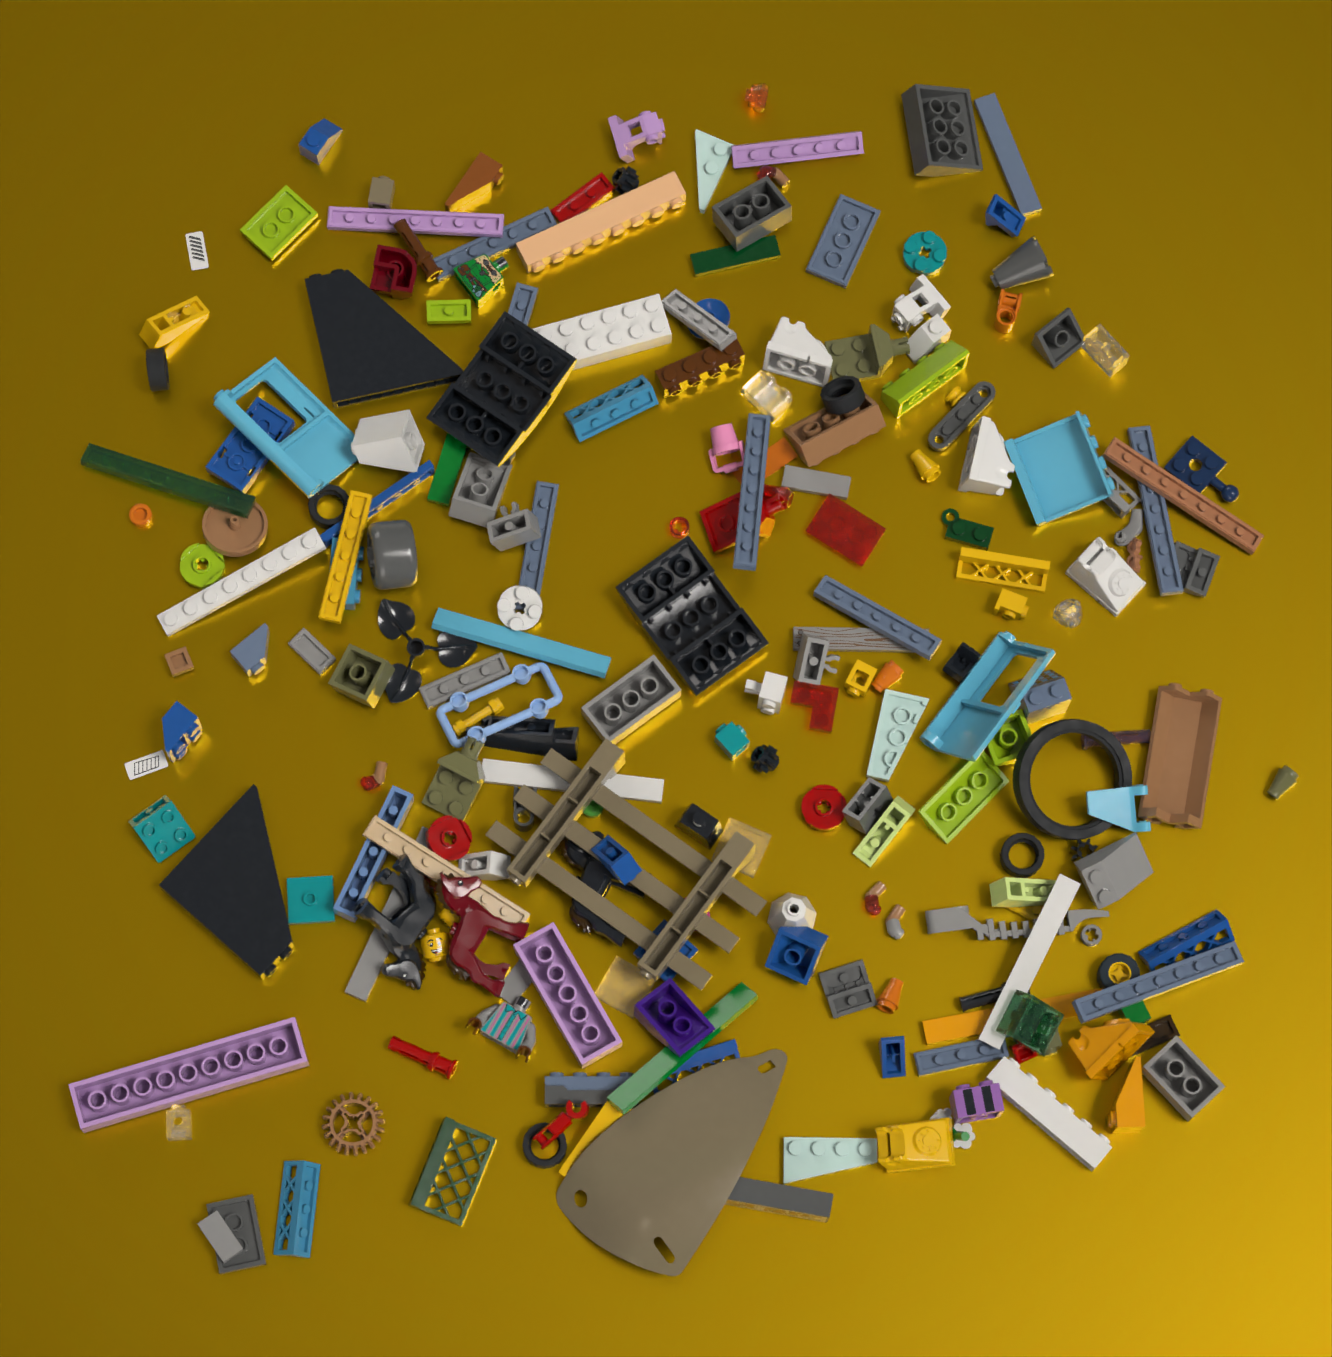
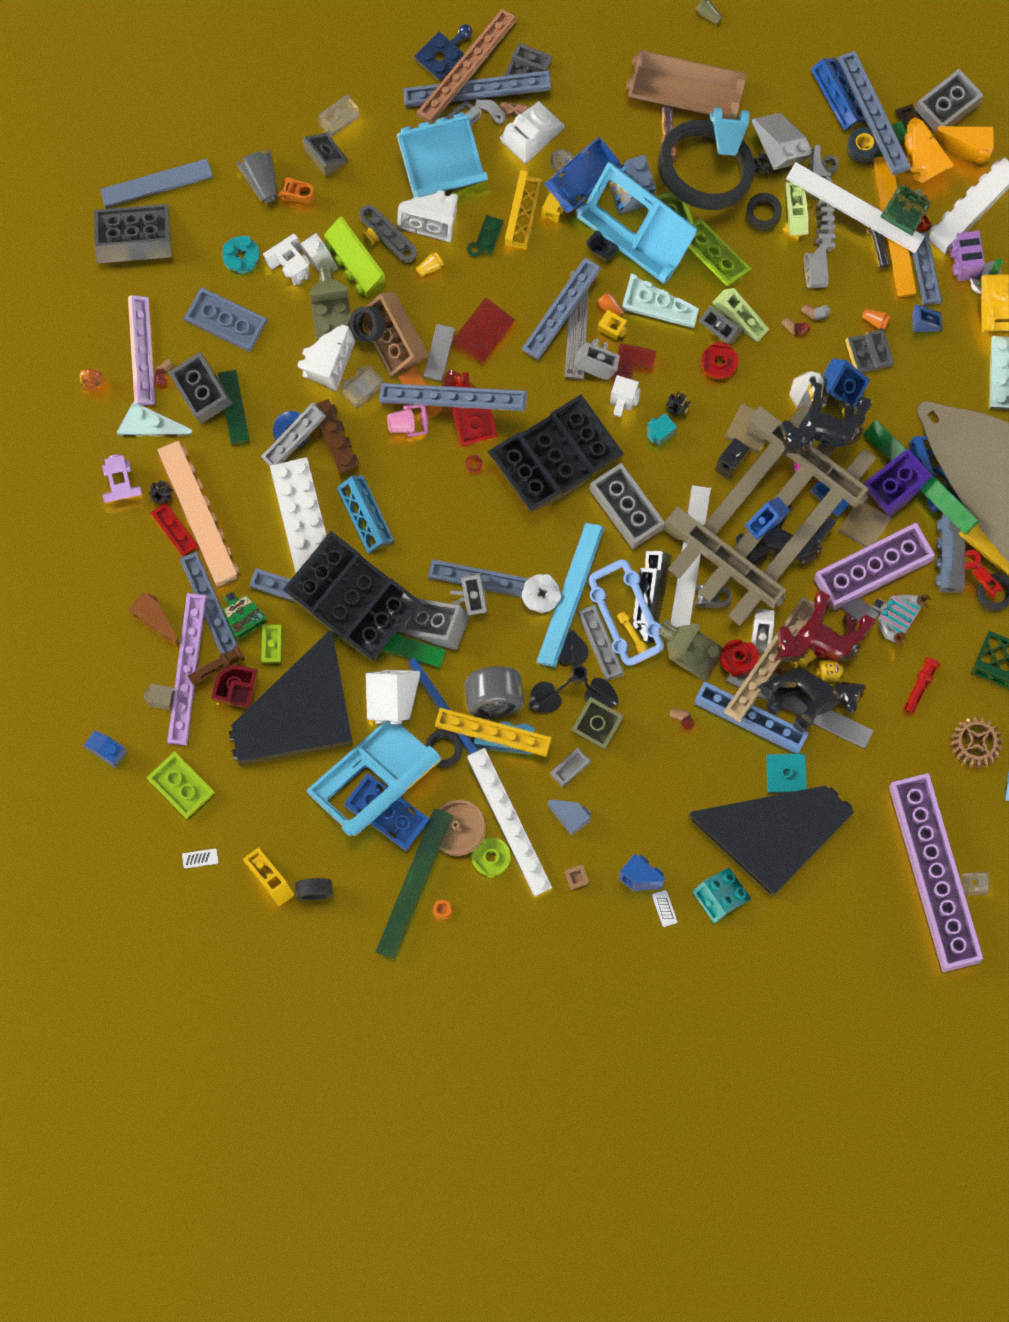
camera: 85 degrees left, 0 degrees up
(730, 921) = (825, 427): none -> black animal
(1004, 216) = (214, 187): blue slope -> none
(1049, 630) = (581, 174): none -> blue piece

